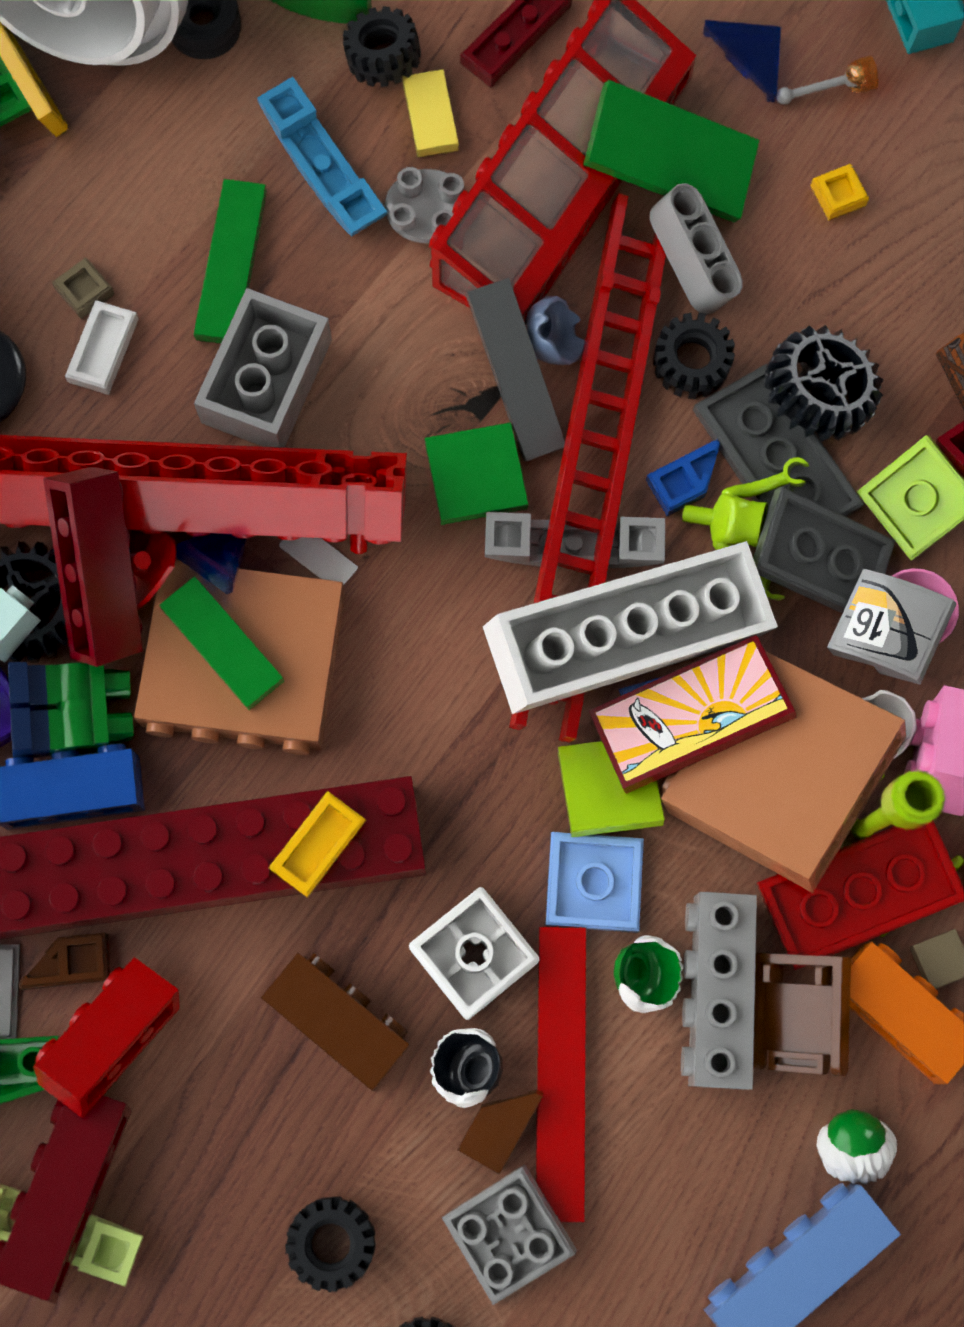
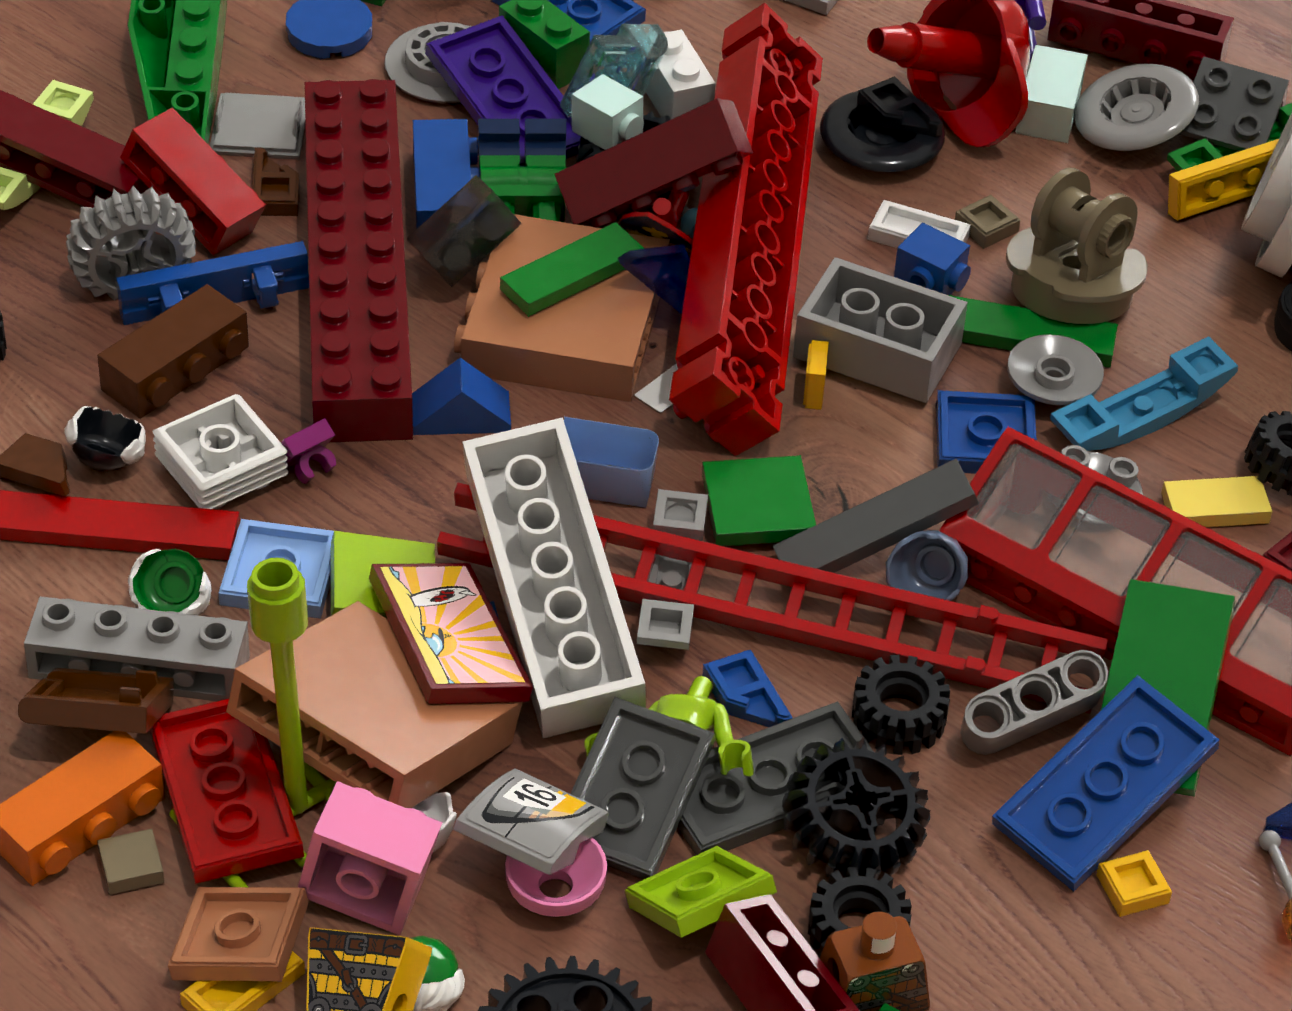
camera: 95 degrees right, 30 degrees down
(158, 181) = (1075, 253): none -> dark tan piece
(158, 330) = (933, 260): none -> blue brick
(169, 752) = (464, 230): none -> clear smoke brick
(209, 1085) = (126, 234): none -> light grey gear
(221, 956) = (274, 268): none -> blue hinge
(293, 213) = (1055, 369): none -> light grey dish
(316, 428) = (815, 374): none -> yellow tile
(317, 844) = (349, 313): yellow tile -> none
(364, 290) = (973, 422): none -> blue tile
(377, 739) = (460, 403): none -> blue slope
(449, 564) = (607, 444): none -> light blue piece
(453, 876) = (310, 445): none -> magenta tile
(765, 200) = (1105, 782): none -> blue tile
(933, 367) = (852, 895): none -> black tyre

